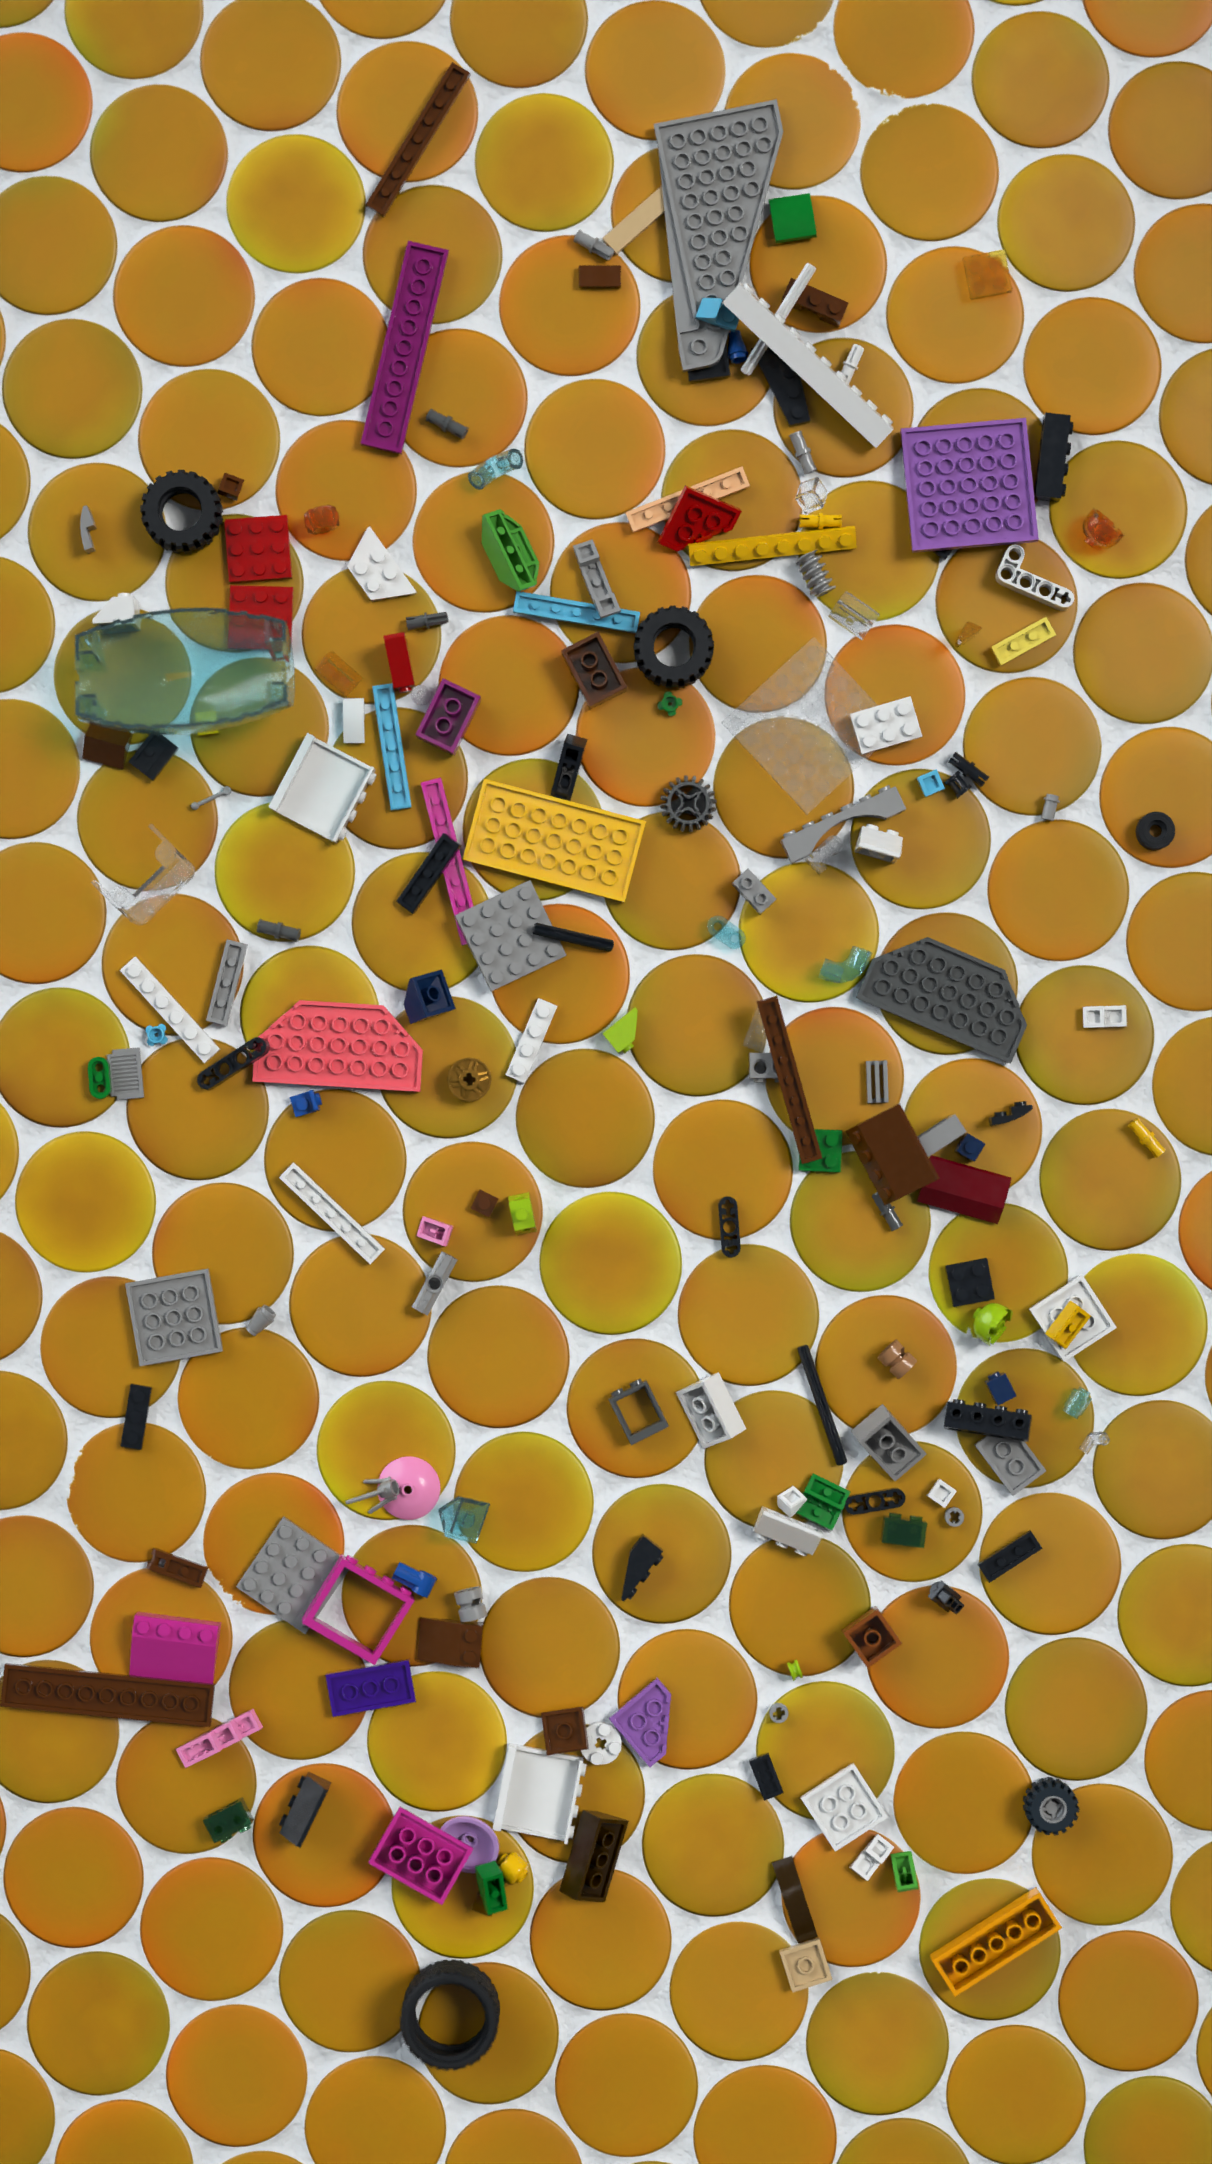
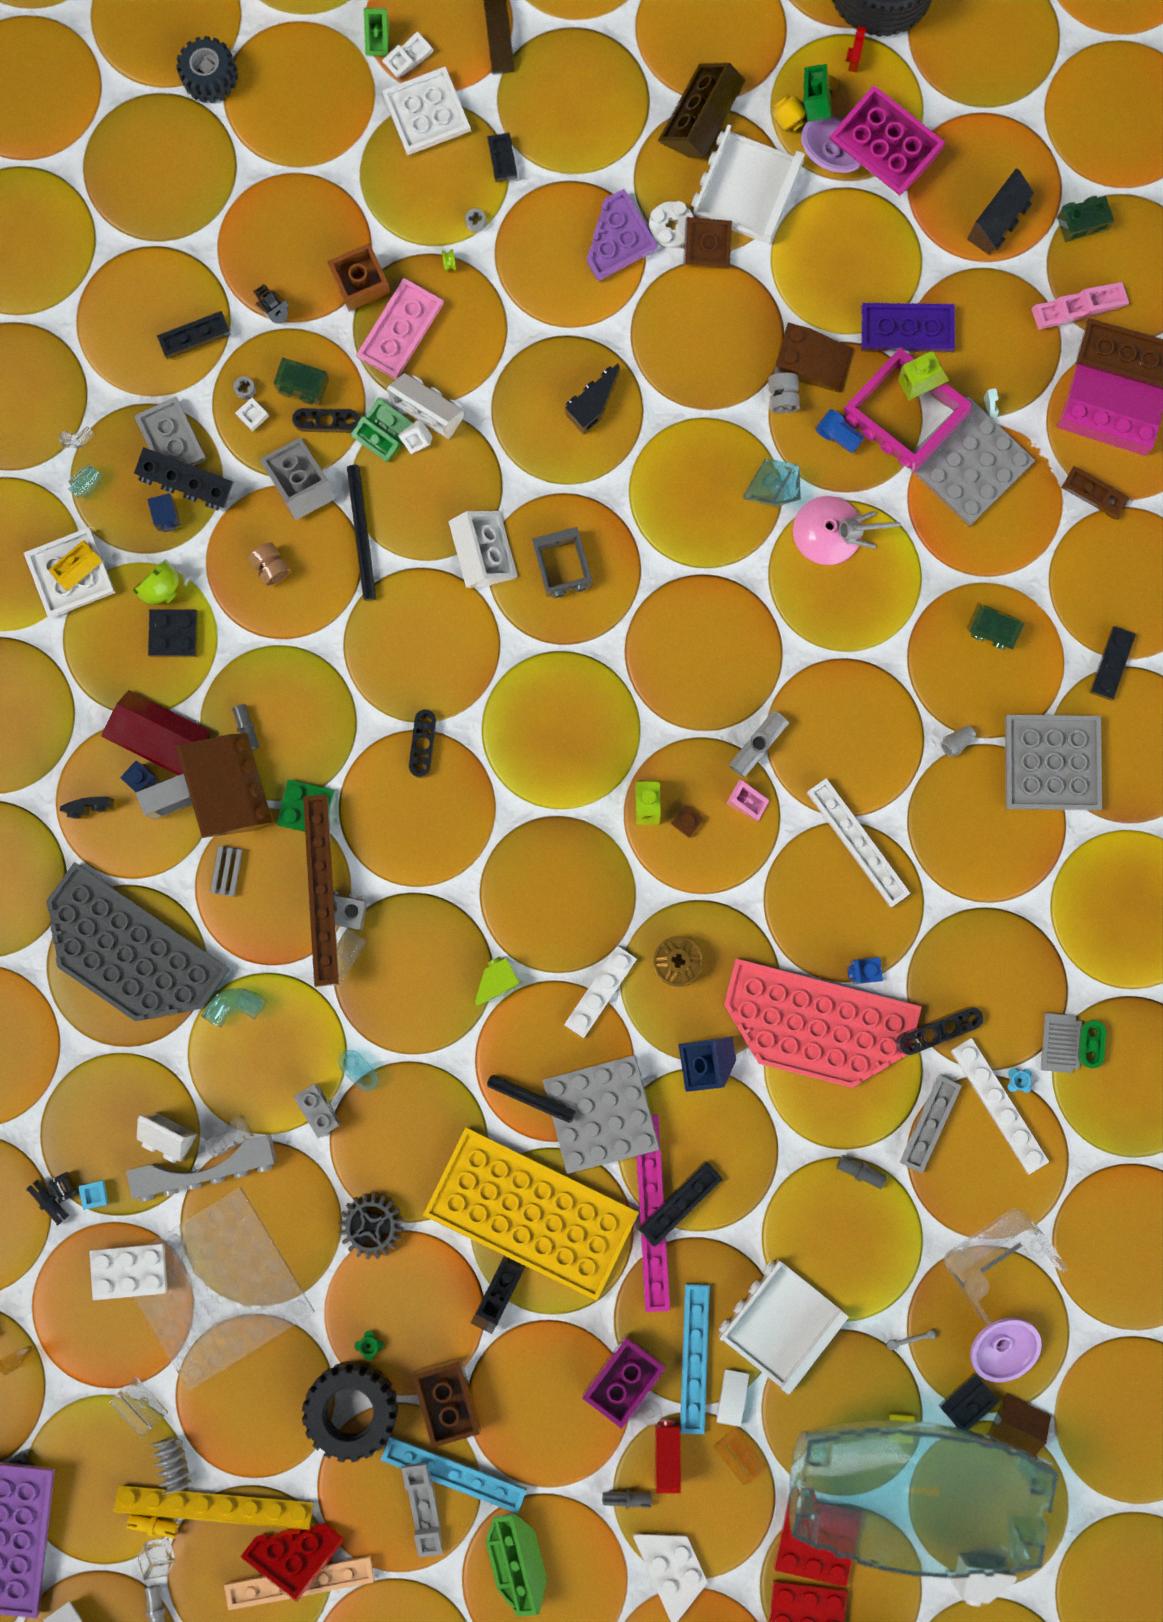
camera: 170 degrees left, 5 degrees down
(125, 800) = (1005, 1349): none -> lavender dish
(246, 1427) = (995, 626): none -> clear green brick
(283, 1630) = (989, 399): none -> light aqua tile
(350, 1639) = (922, 374): none -> lime torso
(465, 1936) = (854, 54): none -> red plate
(825, 1597) = (400, 329): none -> bright pink plate

